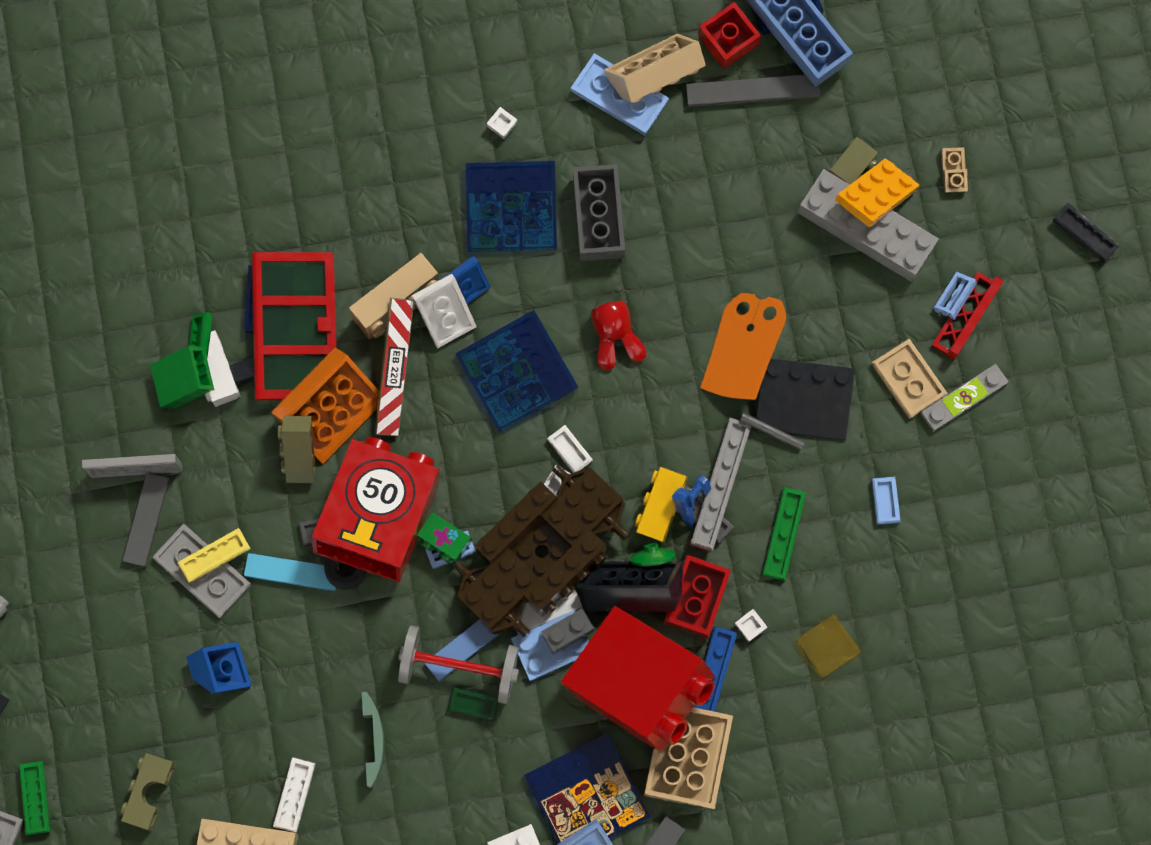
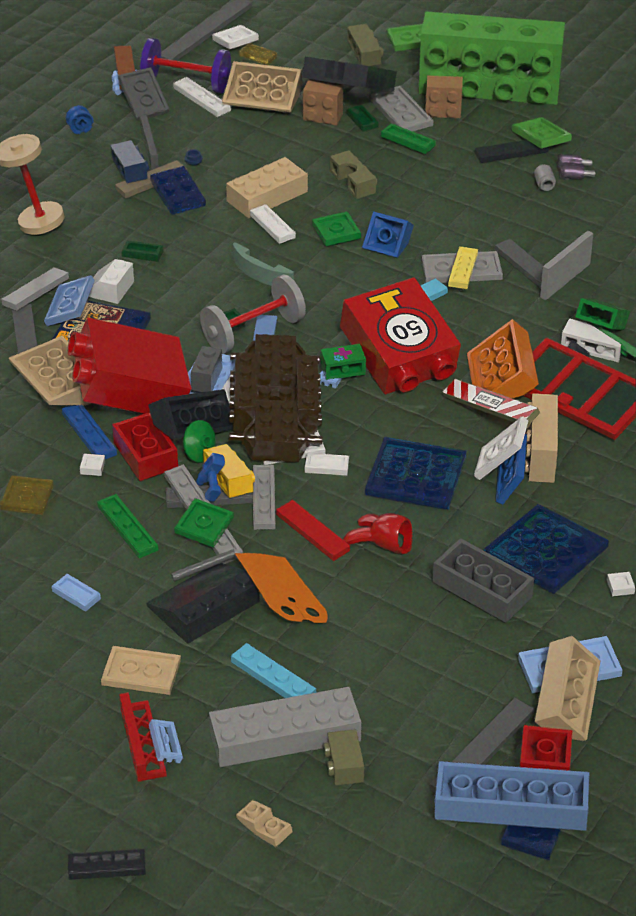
camera: 135 degrees right, 35 degrees down
(248, 729) = (336, 228): none -> green plate
(297, 449) = (485, 325): olive brick -> none
(654, 391) = (313, 530): none -> red tile
(658, 456) = (264, 497): none -> light grey tile
(735, 467) = (204, 522): none -> green tile
(824, 284) = (270, 672): none -> medium azure plate
(877, 192) = (301, 736): light orange plate -> none
(964, 397) = (85, 690): plate -> none

